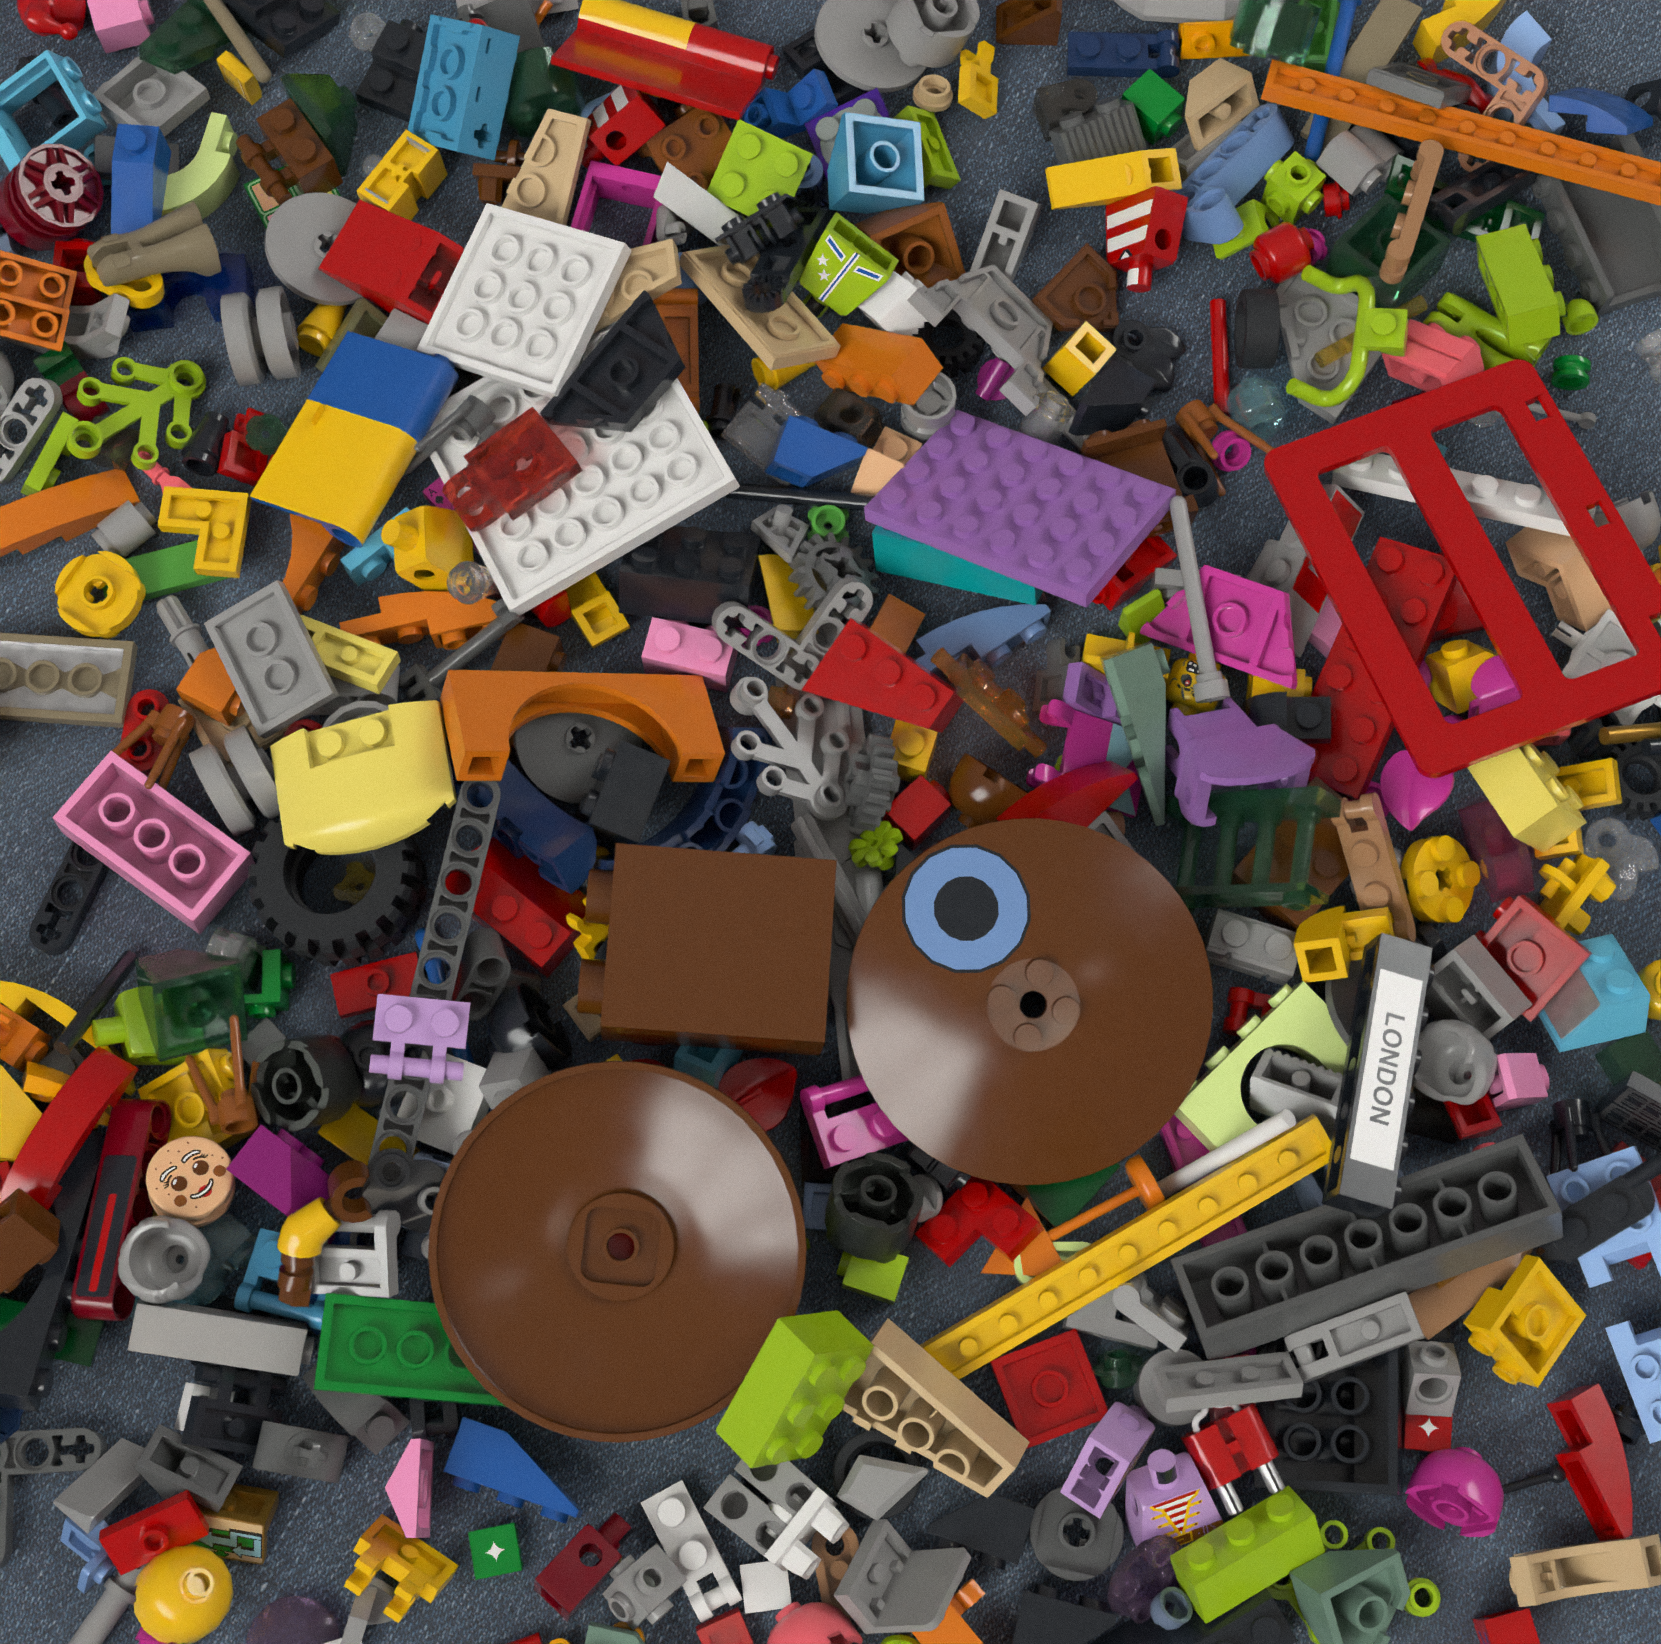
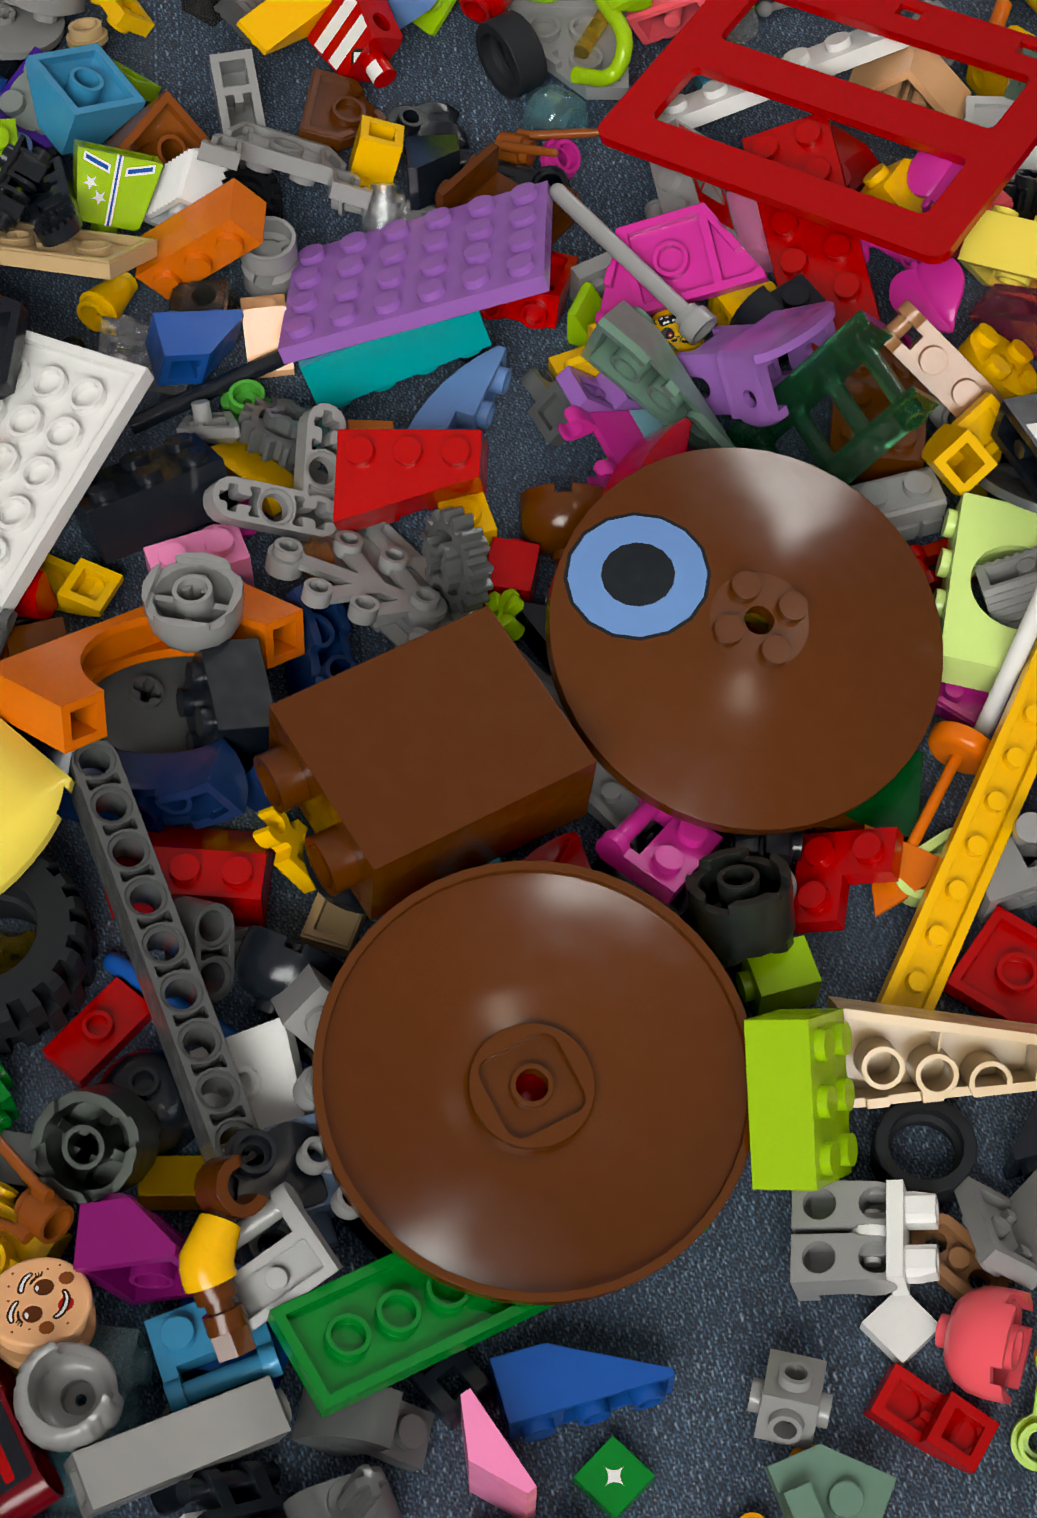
camera: 35 degrees left, 15 degrees down
(419, 1022) = (184, 998): lavender plate -> none
(570, 1583) = (715, 1427): dark red torso -> none
(636, 705) = (193, 601): none -> light grey cylinder
(690, 1548) = (768, 1323): white plate -> none
(878, 1484) = (935, 1150): light grey piece -> none
(992, 377) = (313, 211): magenta plate -> none
(996, 706) = (516, 440): clear orange plate -> none
(1219, 351) = (487, 95): red bar -> none

